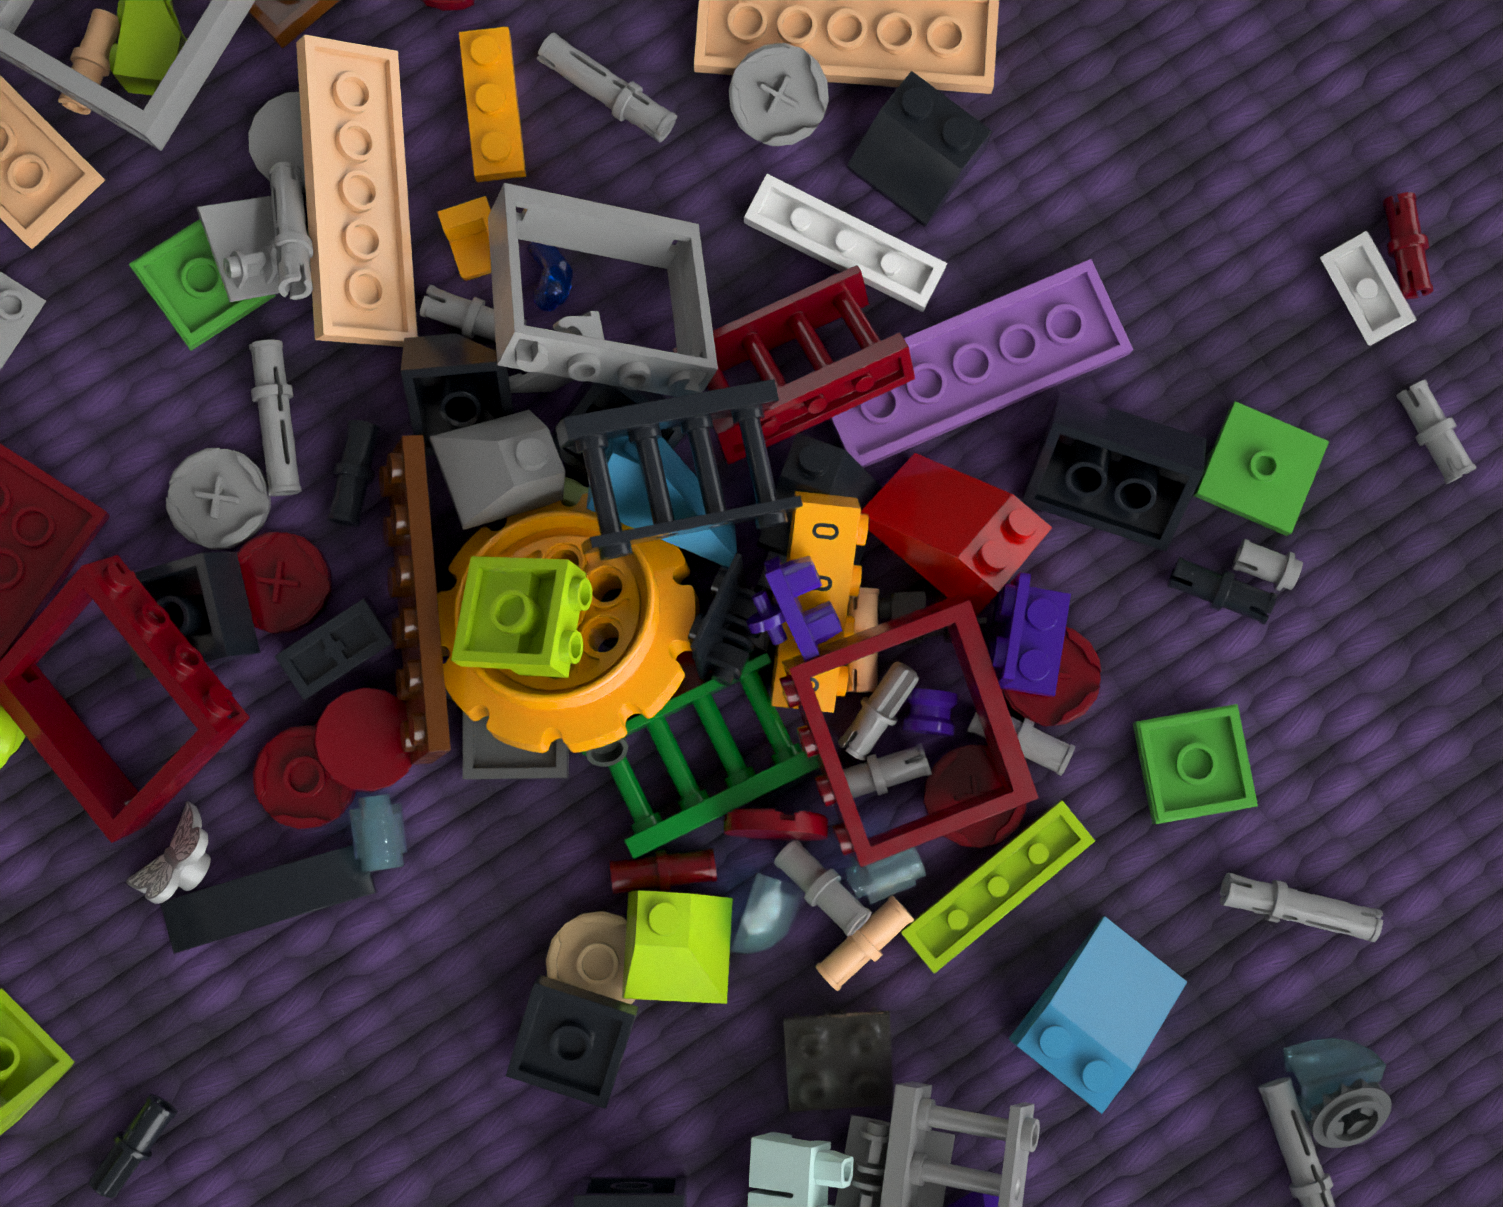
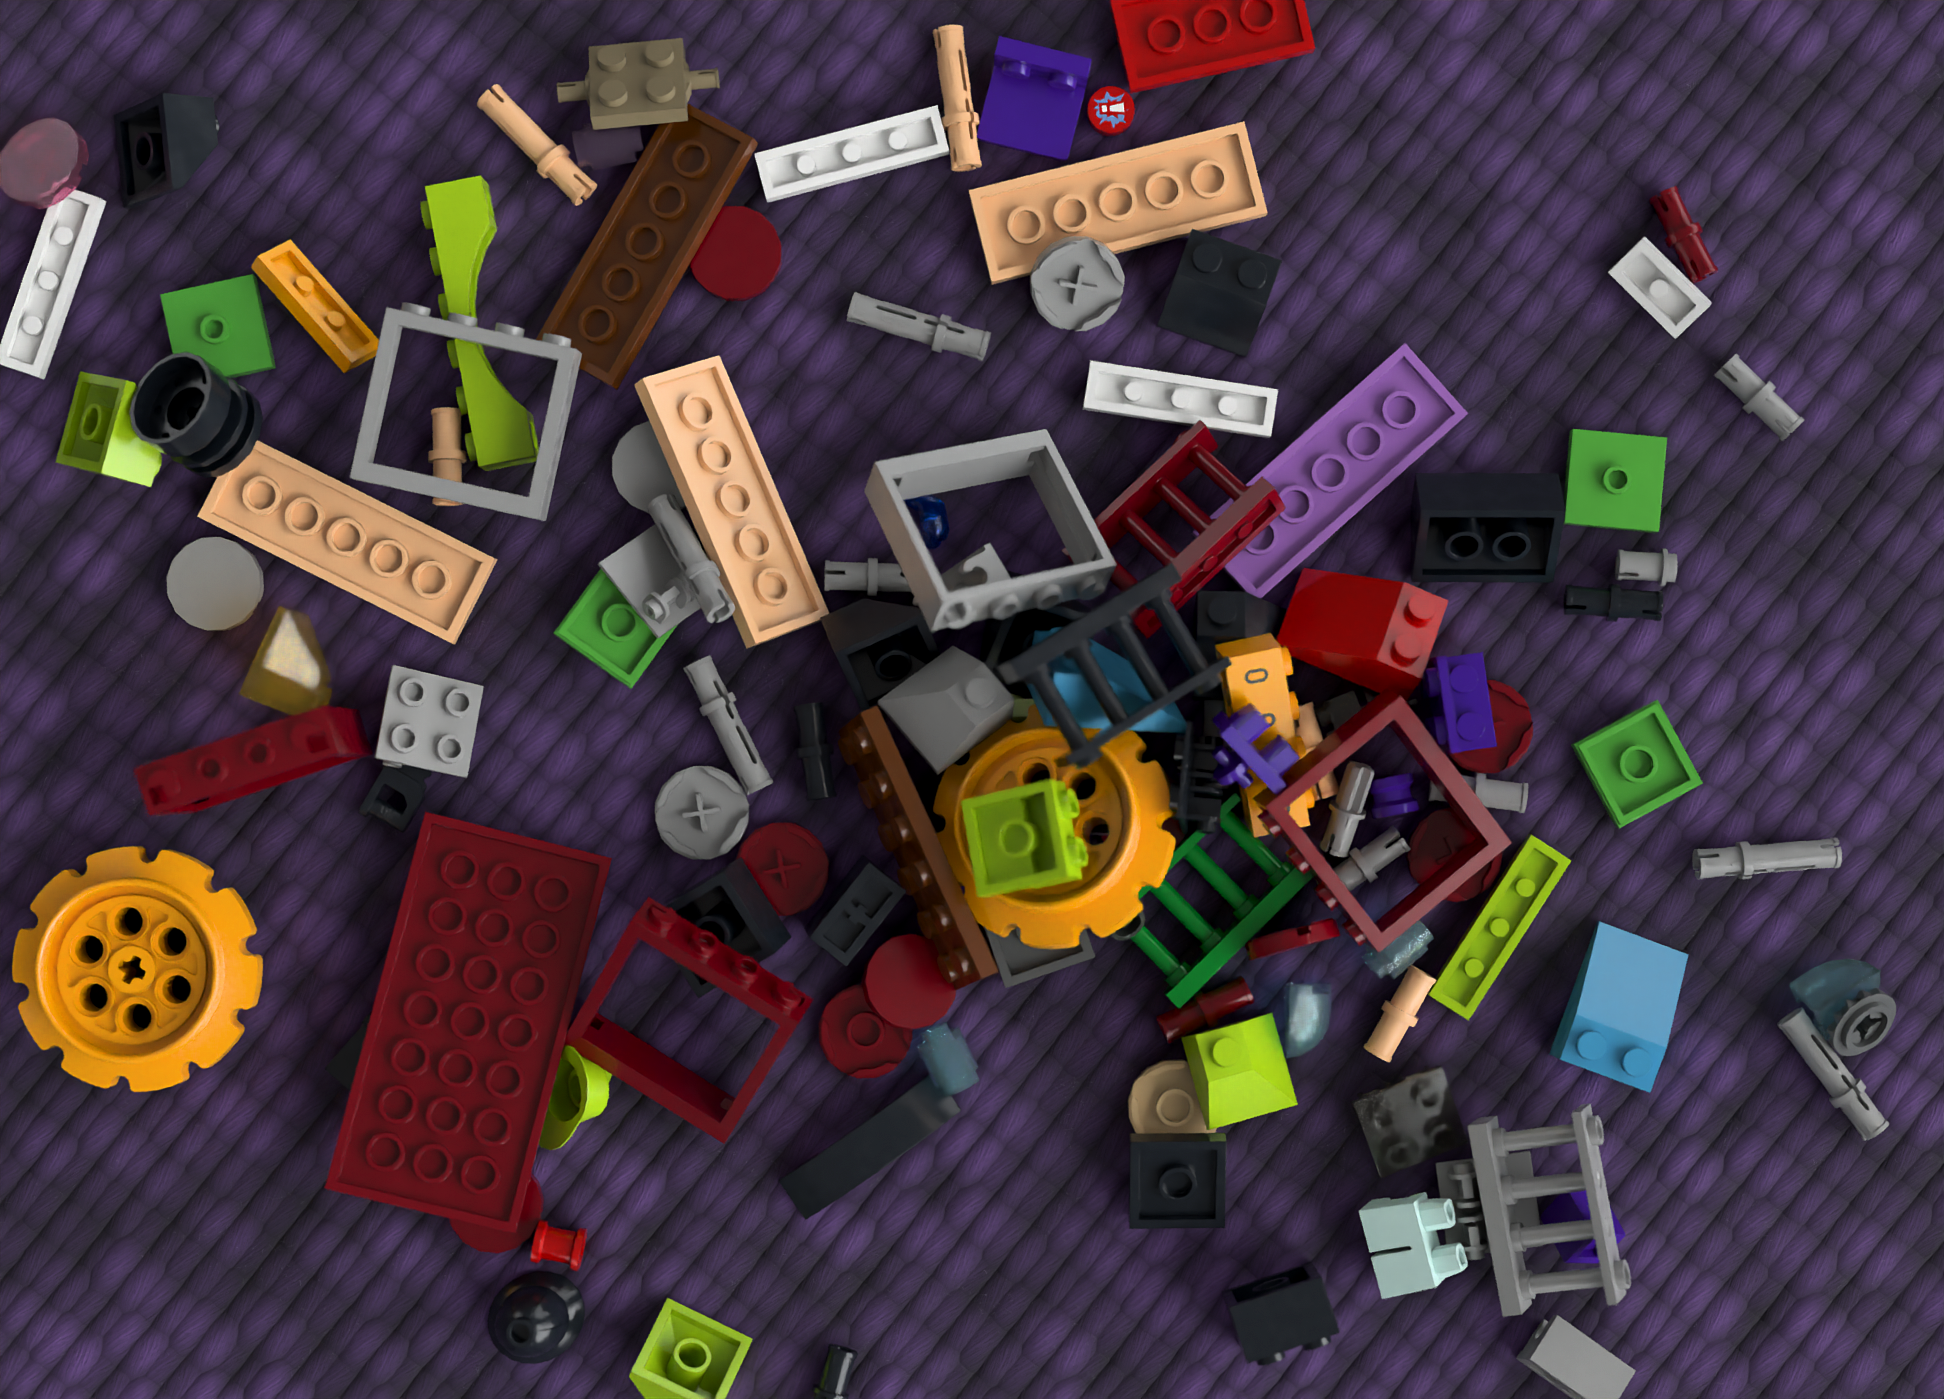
camera: 15 degrees left, 5 degrees up
(181, 864) = (787, 1140): light grey animal -> none
(469, 236) = (847, 506): light orange panel -> none
(492, 104) = (820, 374): light orange plate -> none
(822, 888) = (1348, 979): light grey pin -> none

